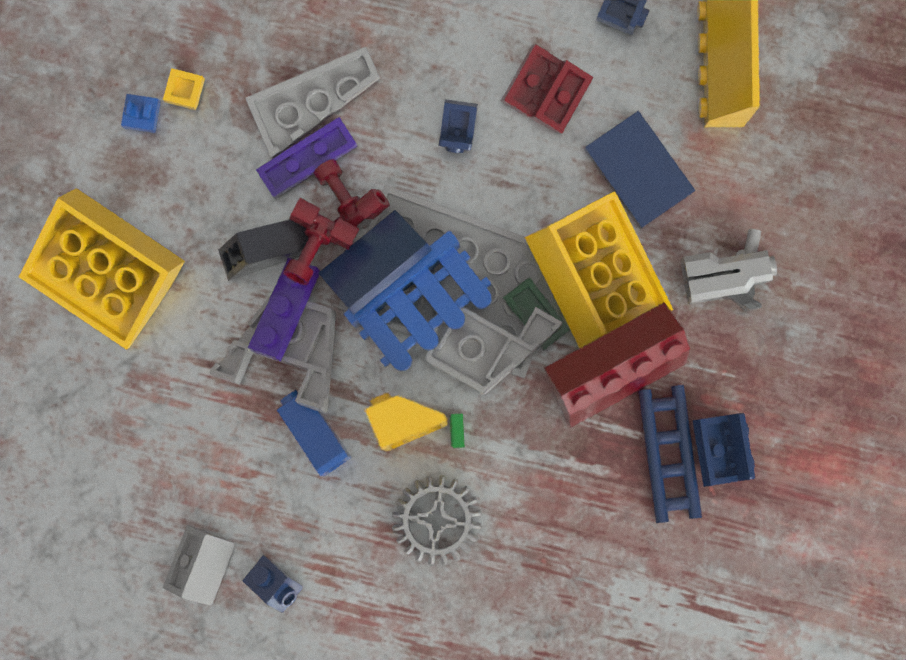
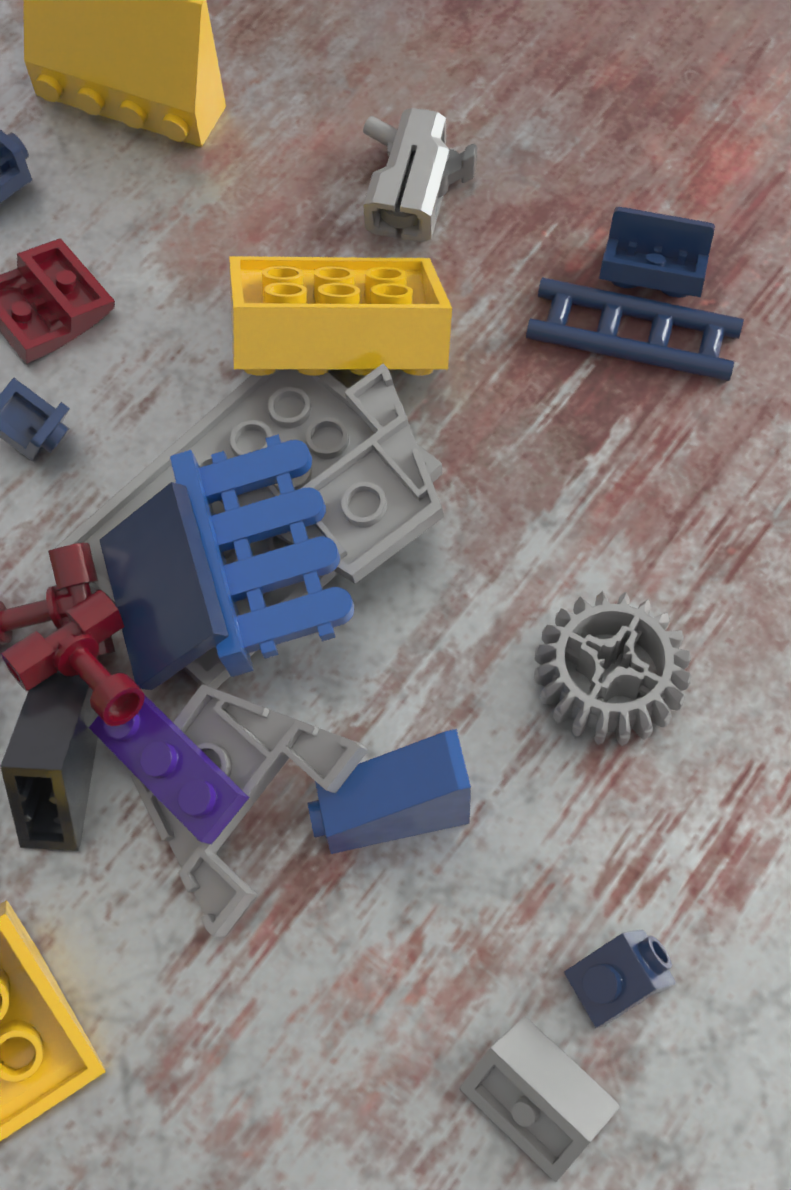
camera: 65 degrees left, 20 degrees down
(401, 420) = (430, 619): yellow slope -> none
(457, 431) = (482, 585): green tile -> none
(525, 299) = (332, 420): dark green tile -> none
(618, 364) = (478, 304): dark red slope -> none
(639, 169) = (197, 230): dark blue tile -> none

